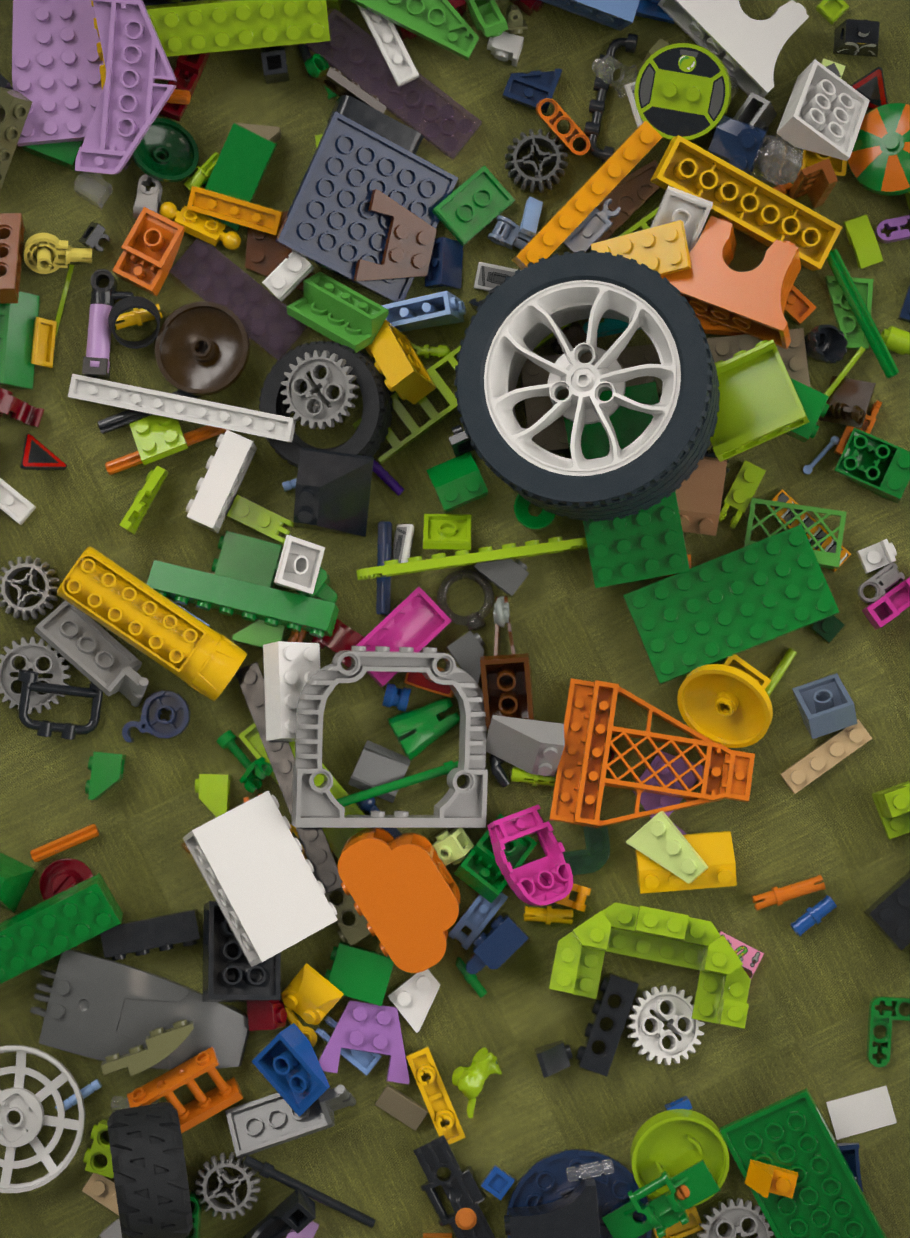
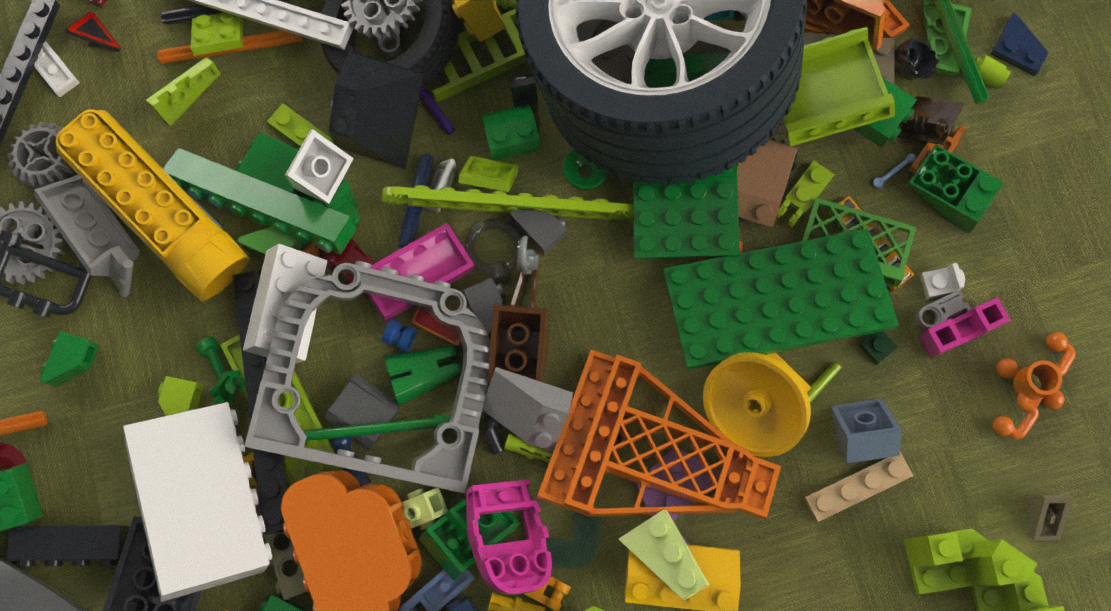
camera: 10 degrees right, 10 degrees down
(151, 720) = (133, 310): dark blue piece -> none
(221, 481) = (267, 82): white brick -> none
(844, 372) = (934, 88): lime axle -> none

